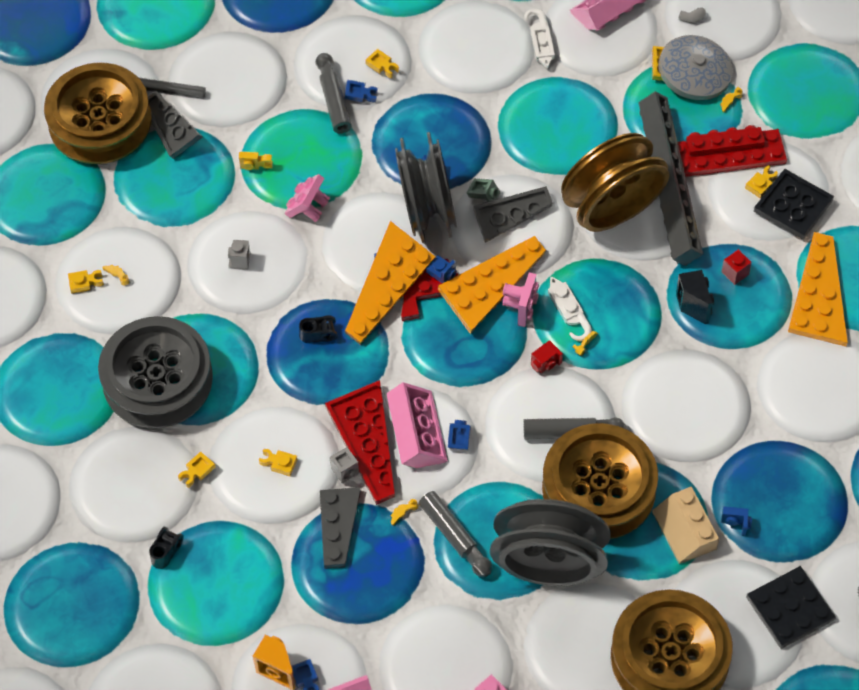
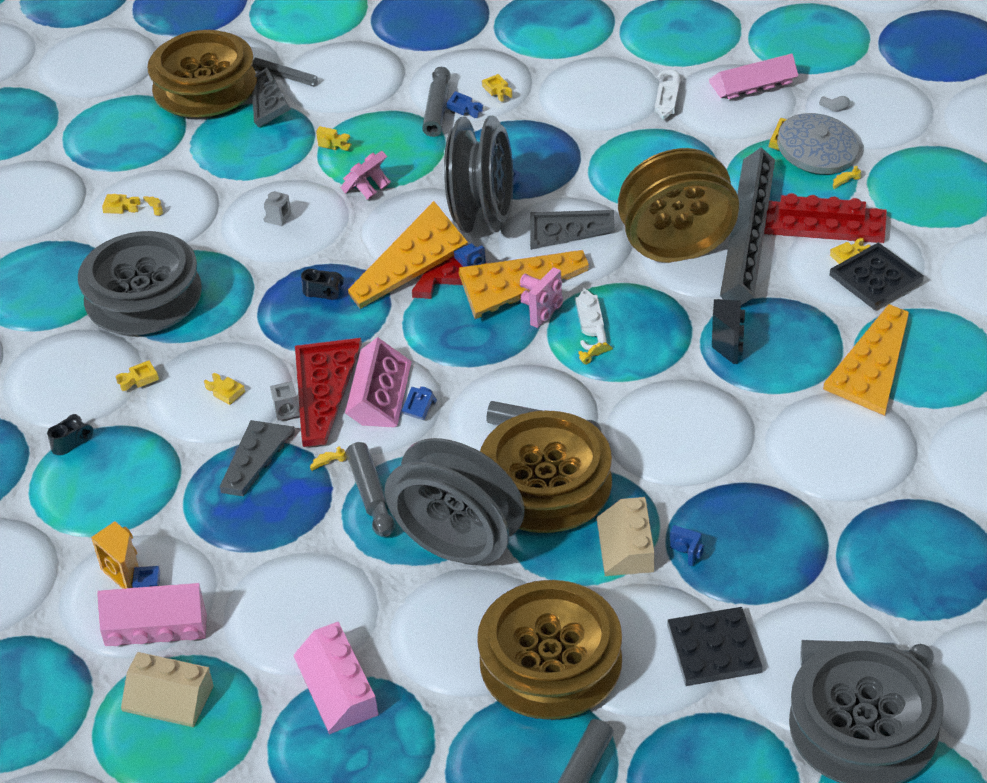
camera: 20 degrees right, 15 degrees down
(483, 189) = (548, 202): sand green bracket -> none
(546, 357) = (543, 354): red brick -> none
(736, 267) = (787, 316): red brick -> none

